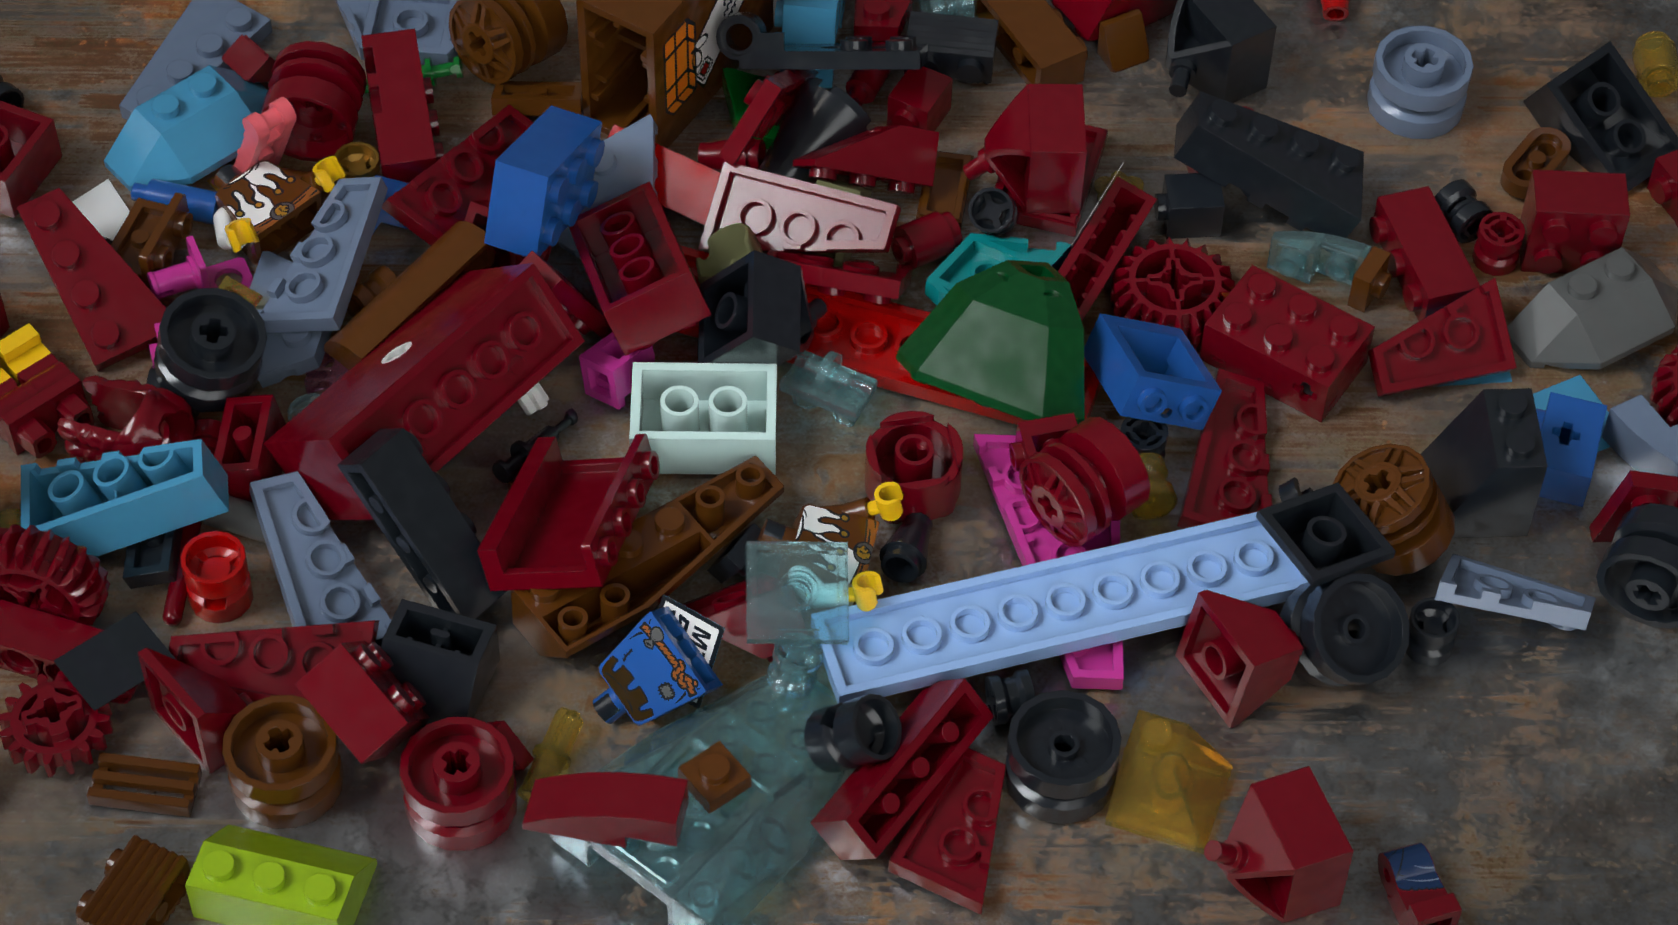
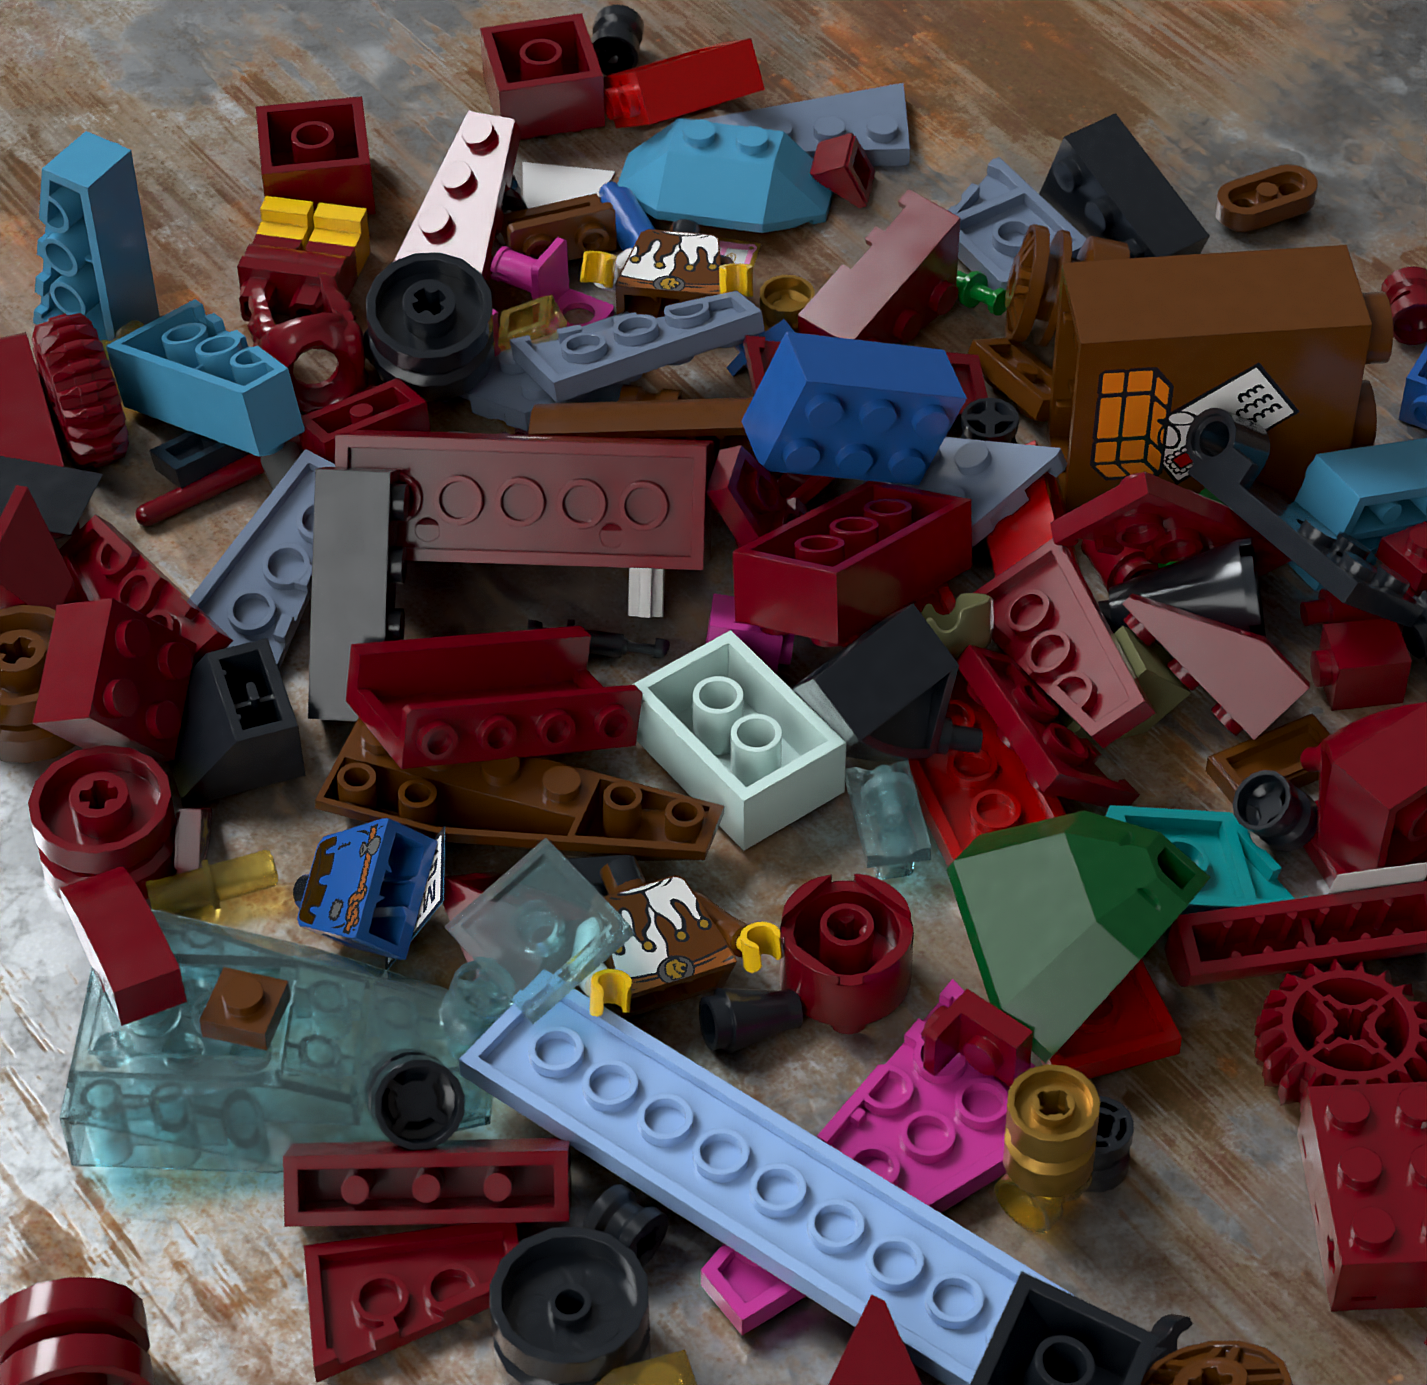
camera: 55 degrees right, 5 degrees down
(98, 89) = (682, 84): none -> red window
(217, 577) = (200, 506): red wheel -> none
(266, 135) = (725, 209): coral plate -> none
(326, 93) = (819, 218): dark red wheel -> none
(926, 239) = (1179, 779): dark red brick -> none
(1084, 481) = (941, 1098): dark red wheel -> none
(1151, 370) = (1217, 1050): blue window -> none
(1159, 438) = (1051, 1130): none -> pearl gold wheel
(1230, 456) = (1169, 1242): dark red wing -> none

